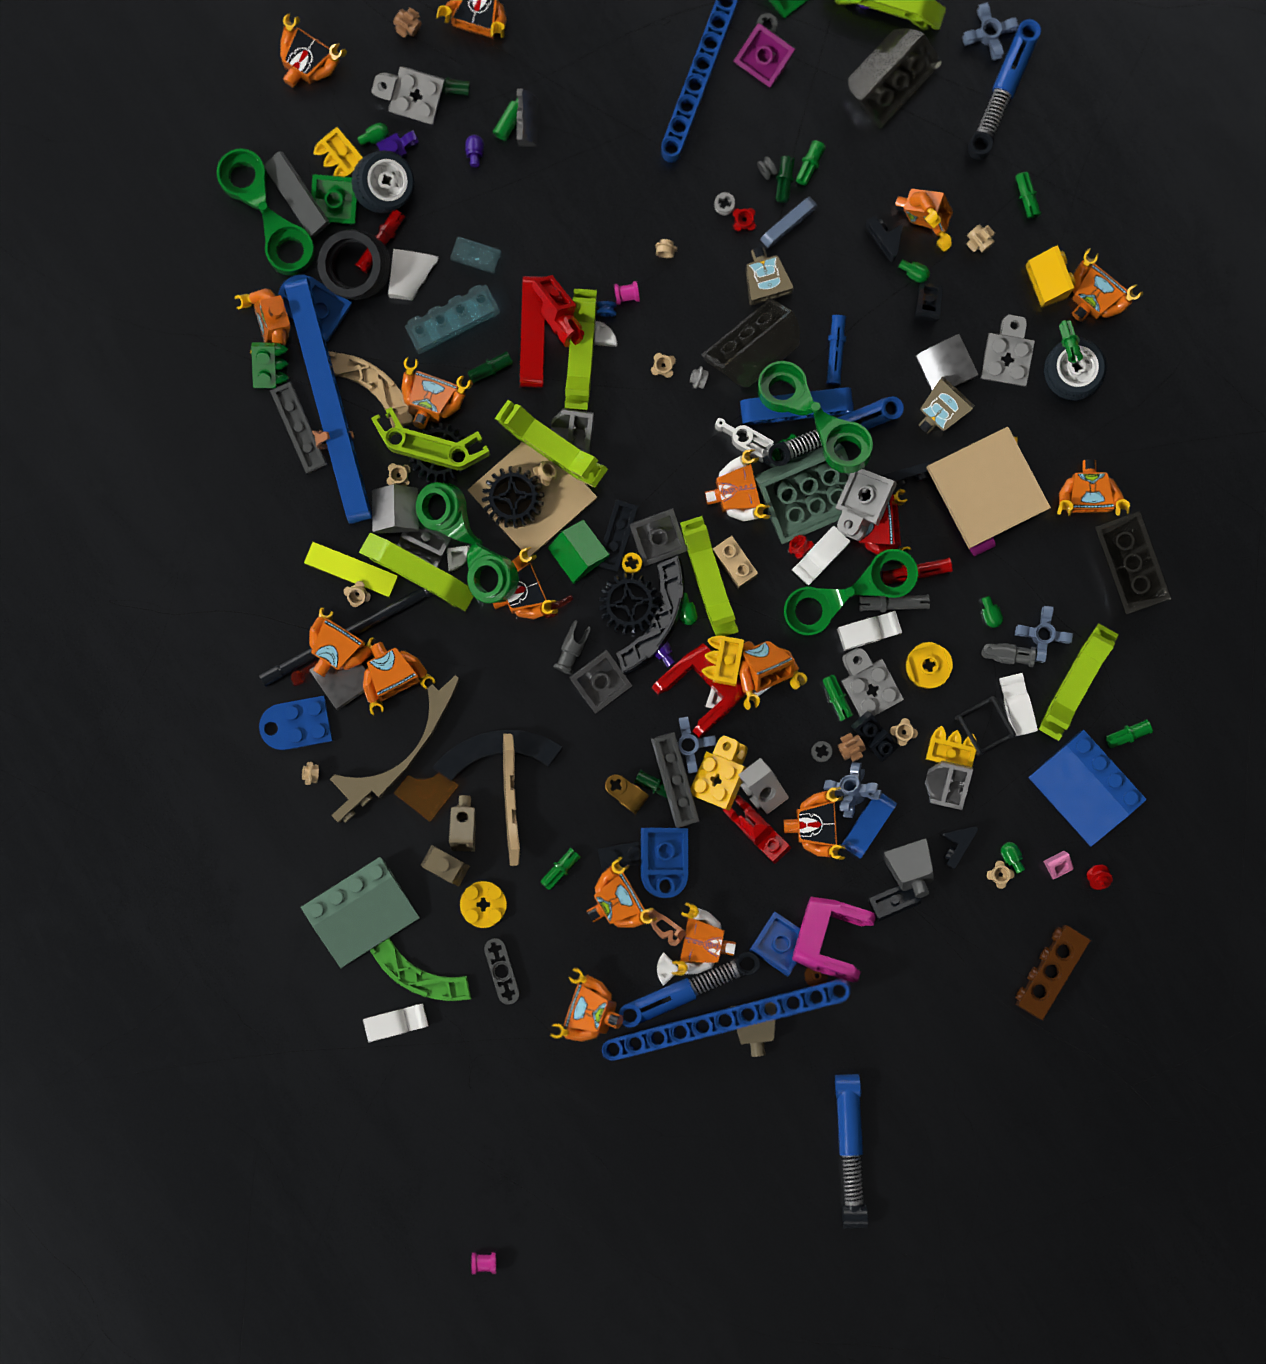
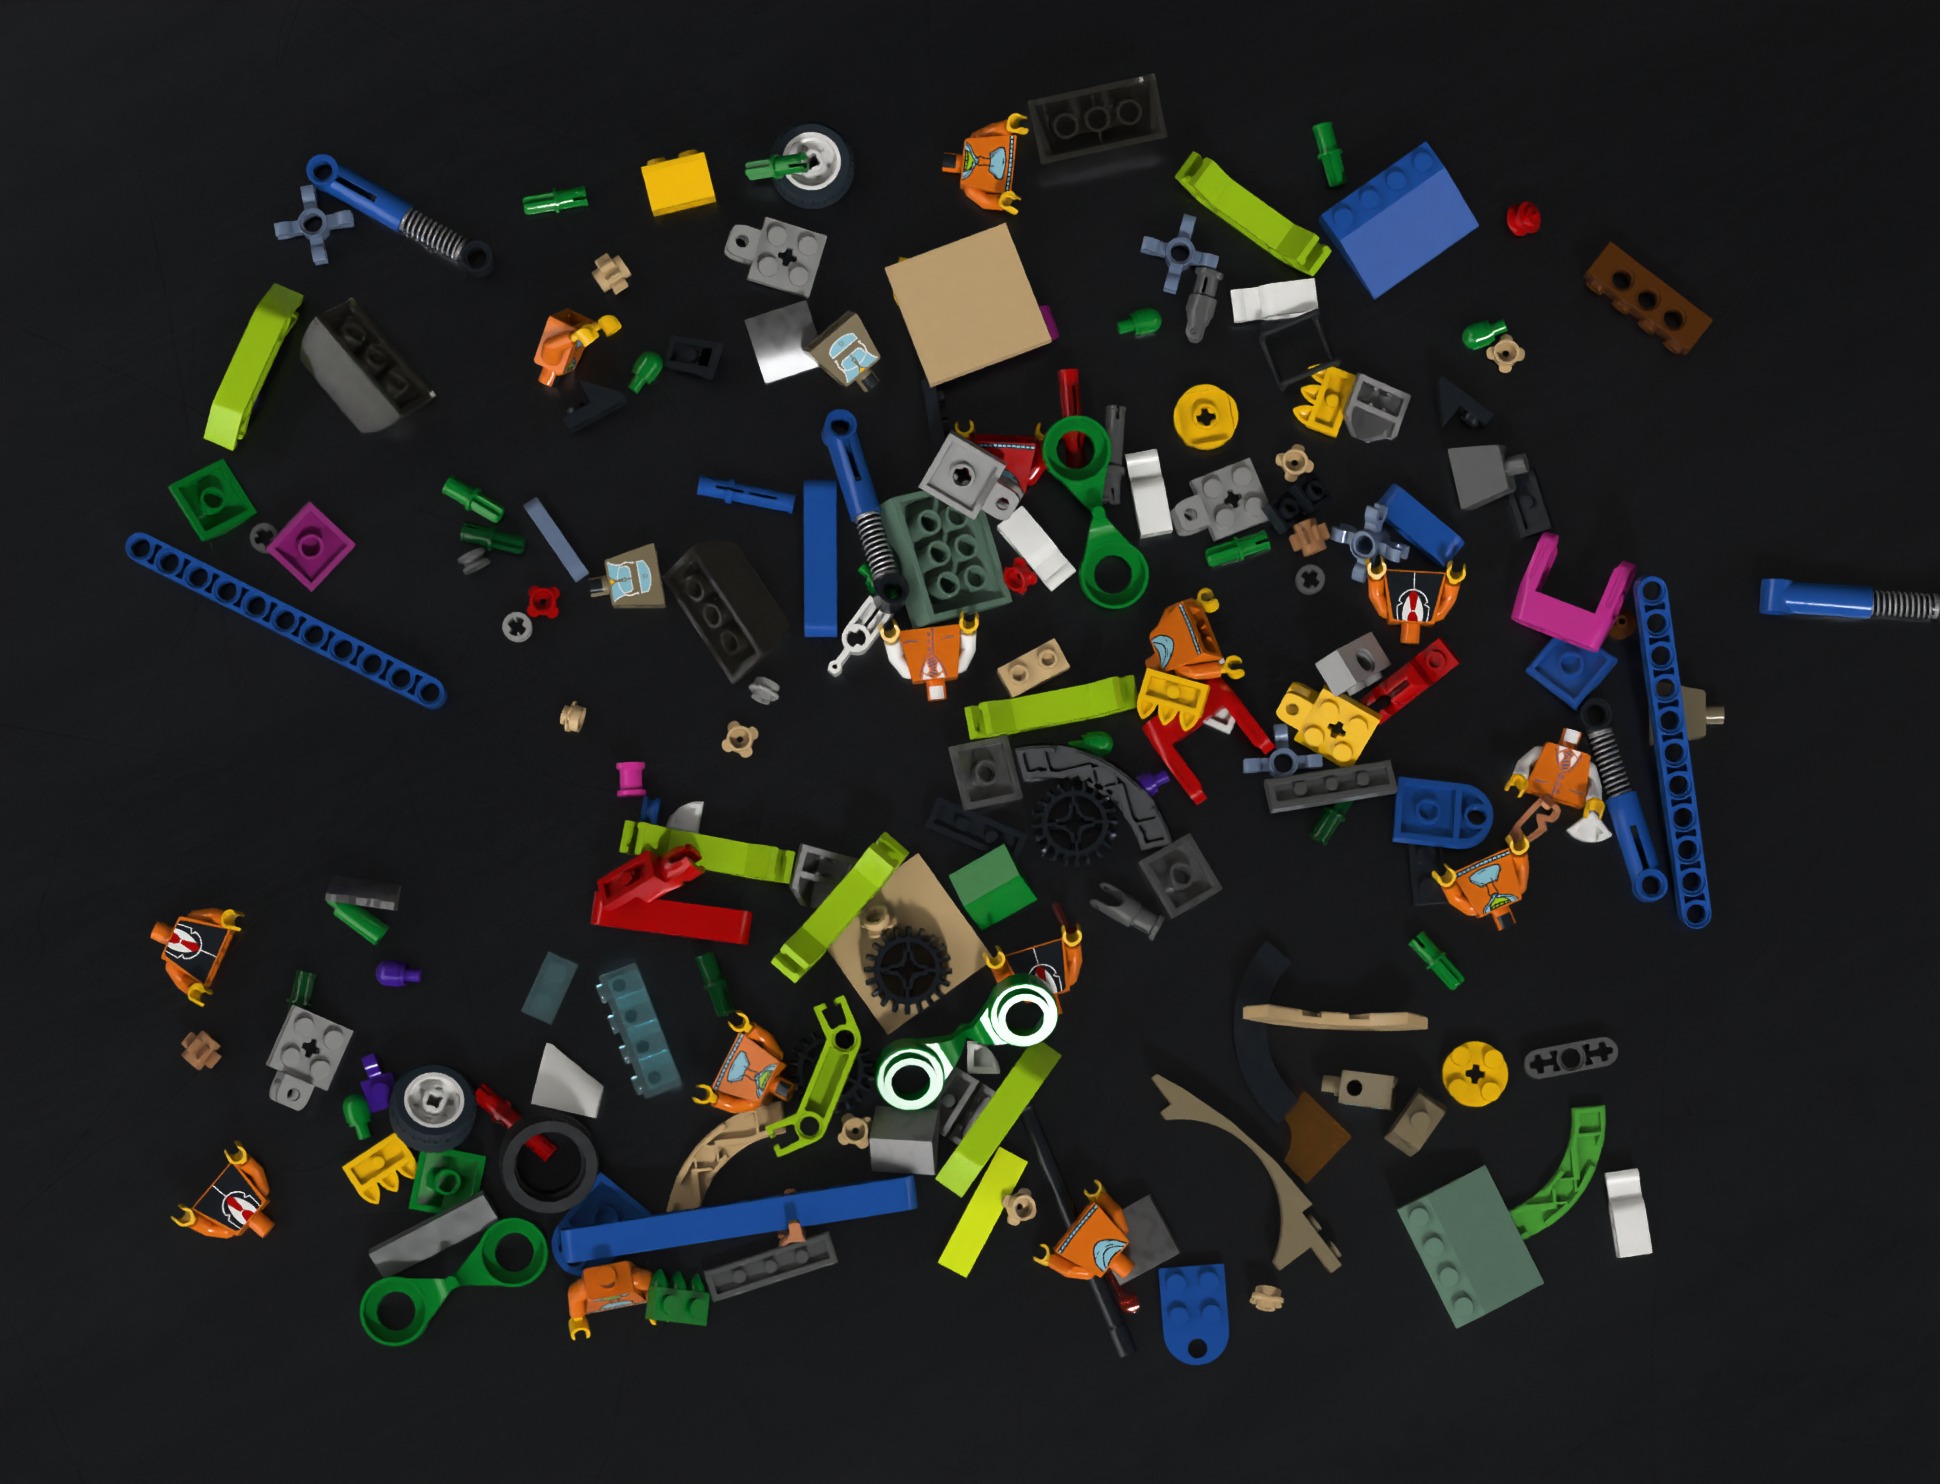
camera: 85 degrees left, 0 degrees up
(390, 674) = (1141, 1168): orange torso -> none
(589, 1011) = (1640, 940): orange torso -> none
(629, 570) = (1025, 819): yellow bush -> none
(629, 795) = (1343, 854): pearl gold piece -> none
(829, 428) = (865, 515): green piece -> none
(1059, 864) = (1499, 272): bright pink slope -> none
(1098, 292) = (706, 119): orange torso -> none

